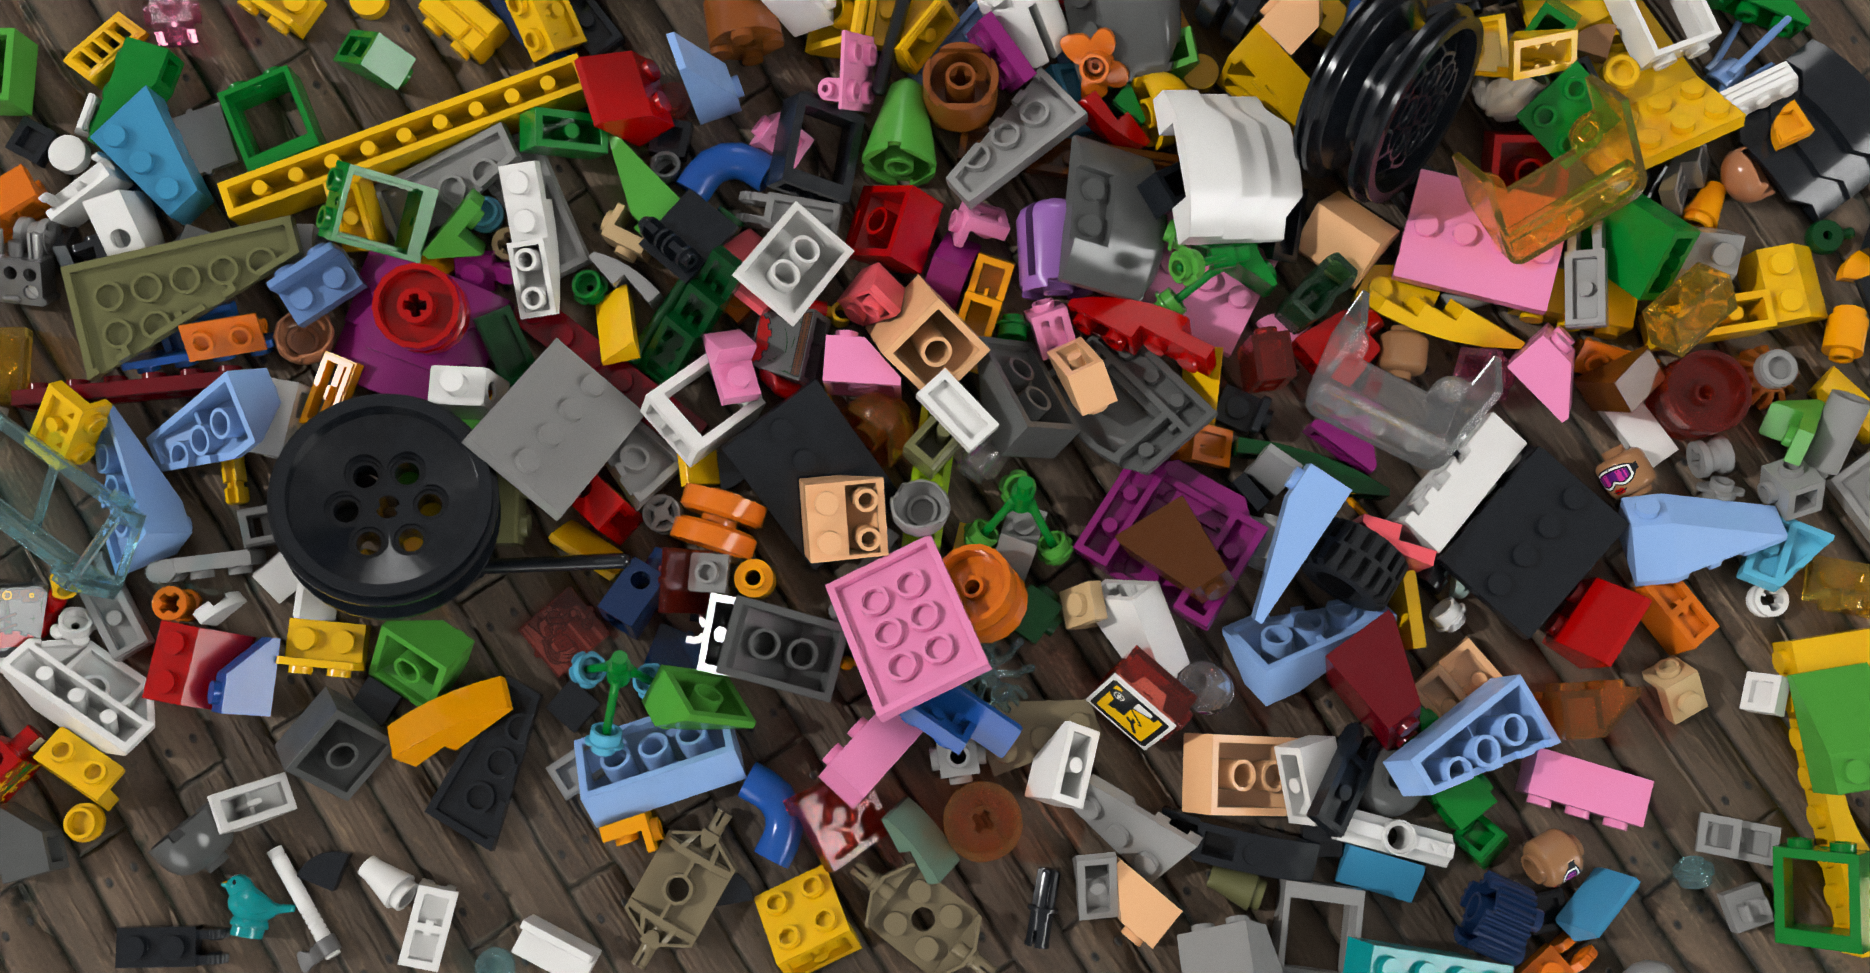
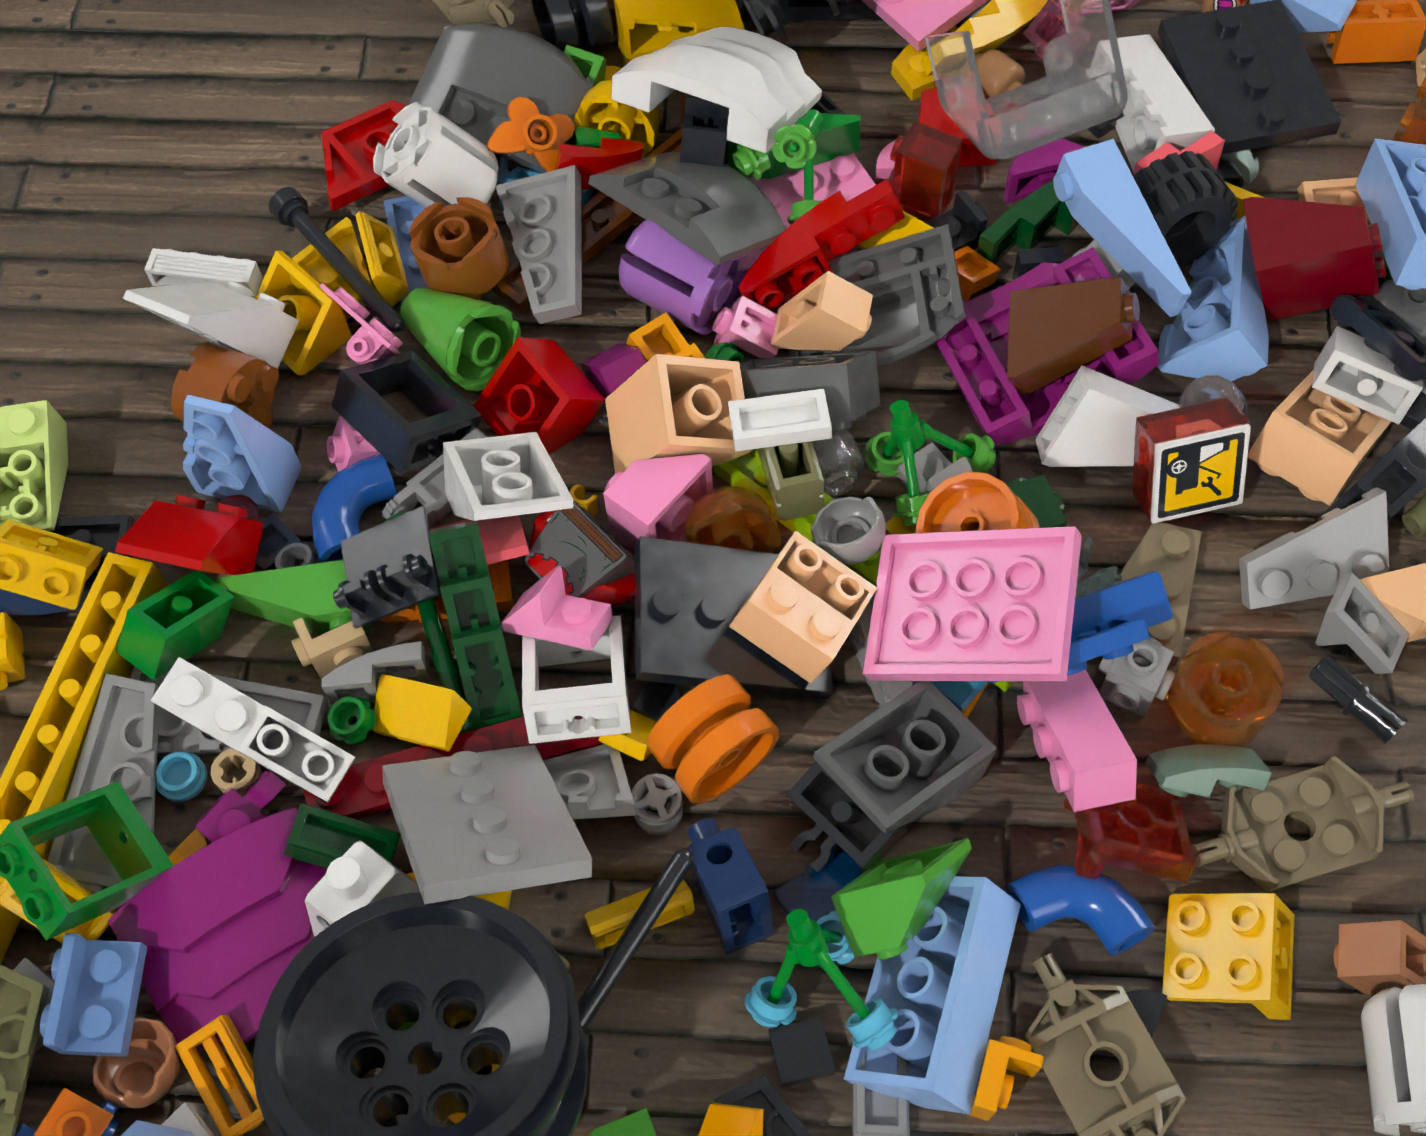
camera: 50 degrees left, 20 degrees down
(398, 304) = (200, 886): red wheel -> none
(452, 237) = (172, 815): bright green slope -> none
(564, 630) = (706, 1008): clear red piece -> none
(608, 510) = (616, 851): red torso -> none
(673, 582) = (750, 819): clear red piece -> none
(713, 573) = (762, 786): light grey bracket -> none
(763, 588) = (796, 746): light orange brick -> none
(872, 296) = (594, 447): coral slope -> none
(983, 220) = (587, 330): bright pink bracket -> none
(996, 43) = (447, 182): magenta plate -> none
(1064, 767) = (1217, 579): white slope -> none
(1083, 605) = (1056, 456): tan bracket -> none
(1271, 470) = (1033, 220): light grey slope -> none
(1316, 293) = (888, 101): clear green brick -> none
(1346, 228) = (857, 66): light nougat slope -> none
(1448, 615) = (1270, 183): white plate -> none
(1595, 623) = (1361, 75): red slope -> none

